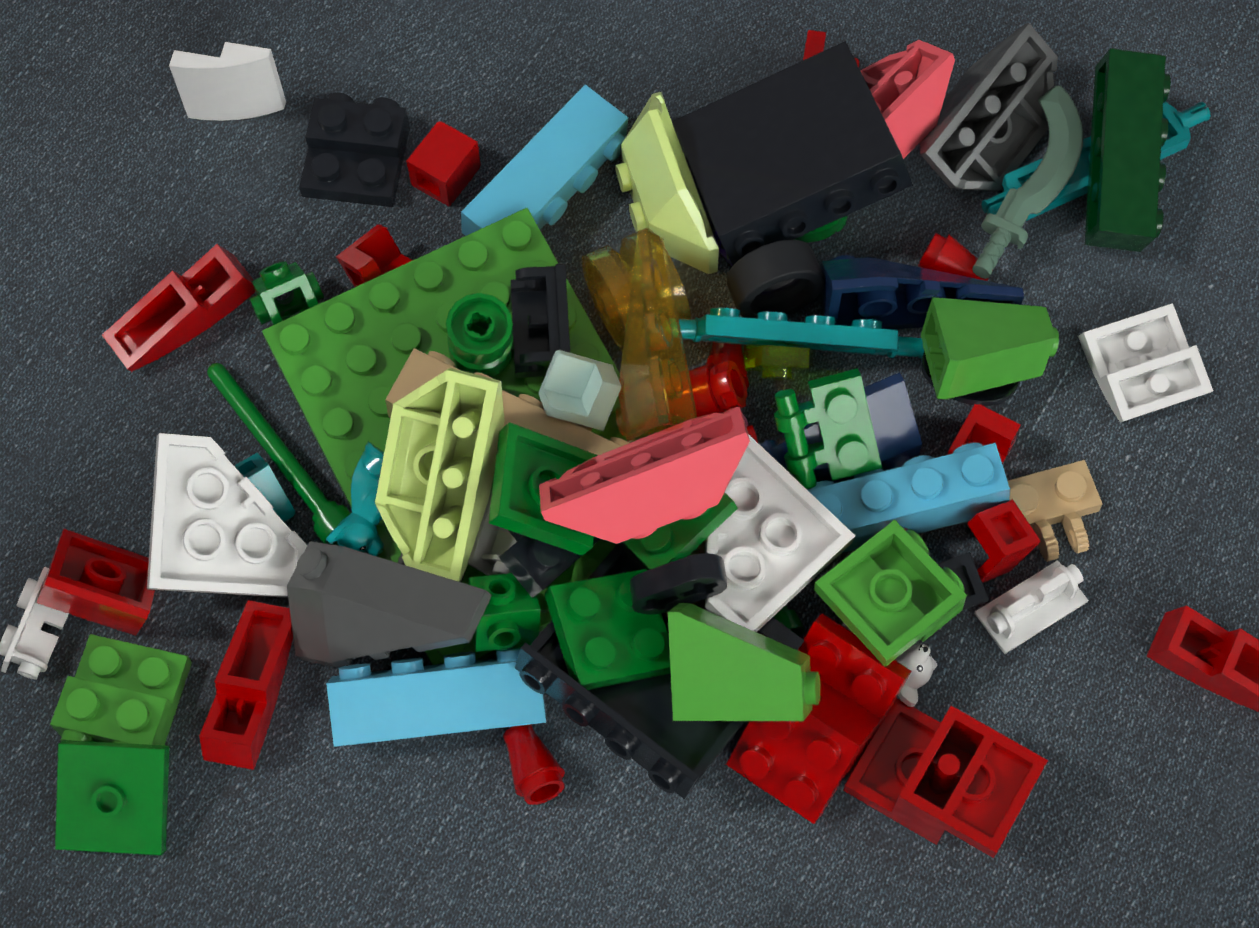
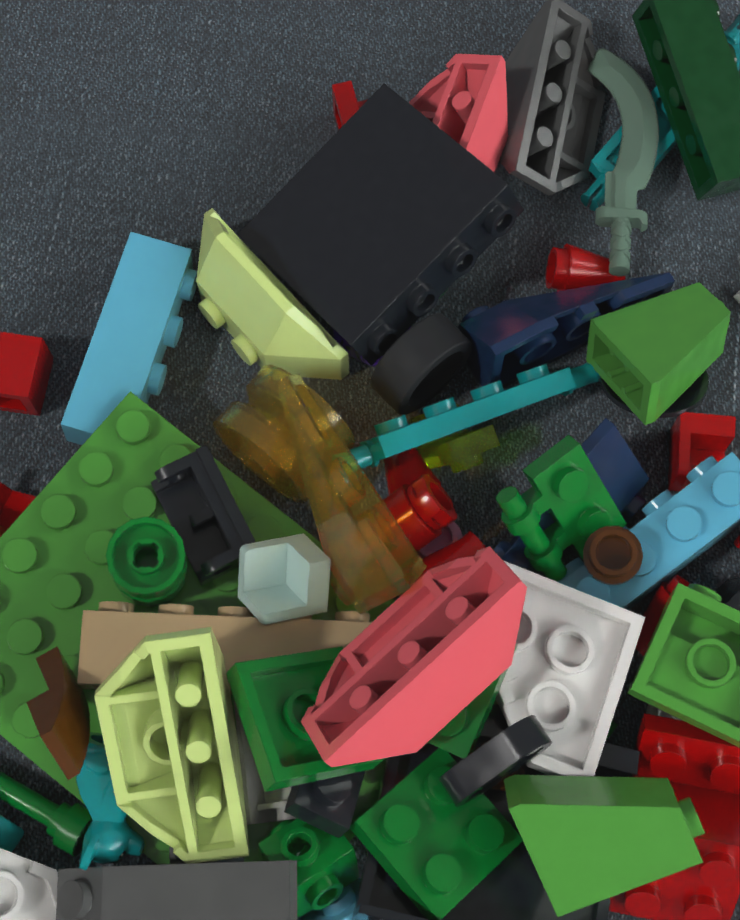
camera: 25 degrees left, 5 degrees up
(364, 415) = (62, 713): none -> reddish brown slope
(853, 481) = (612, 555): none -> reddish brown plate

